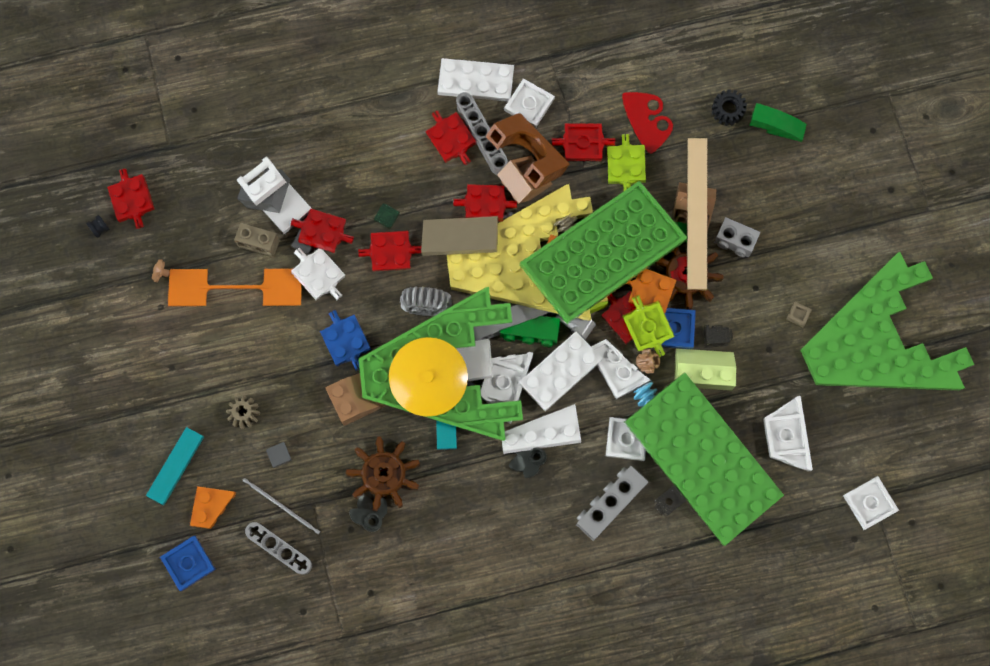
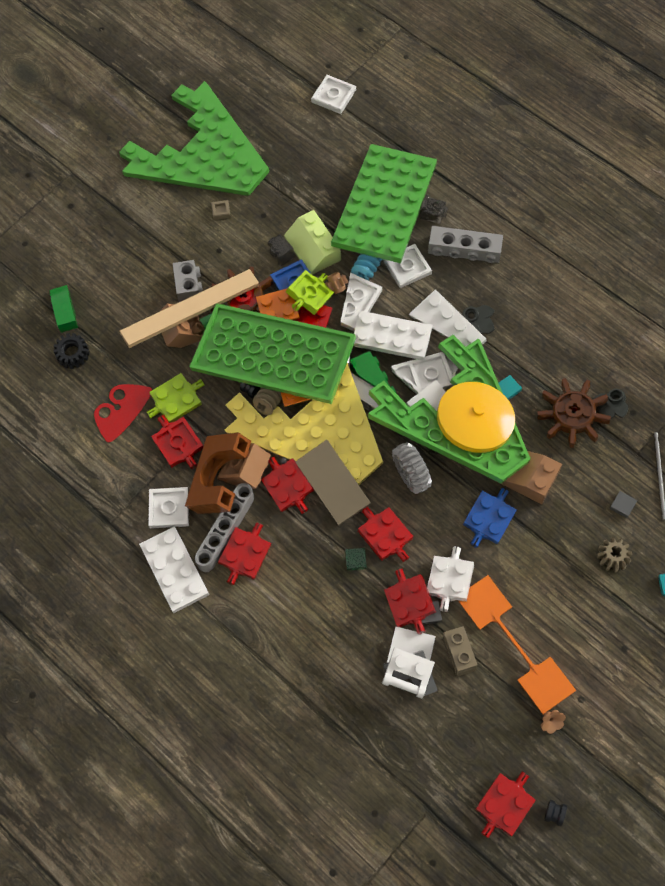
camera: 120 degrees left, 10 degrees down
(788, 435) = (322, 166): white wing -> none

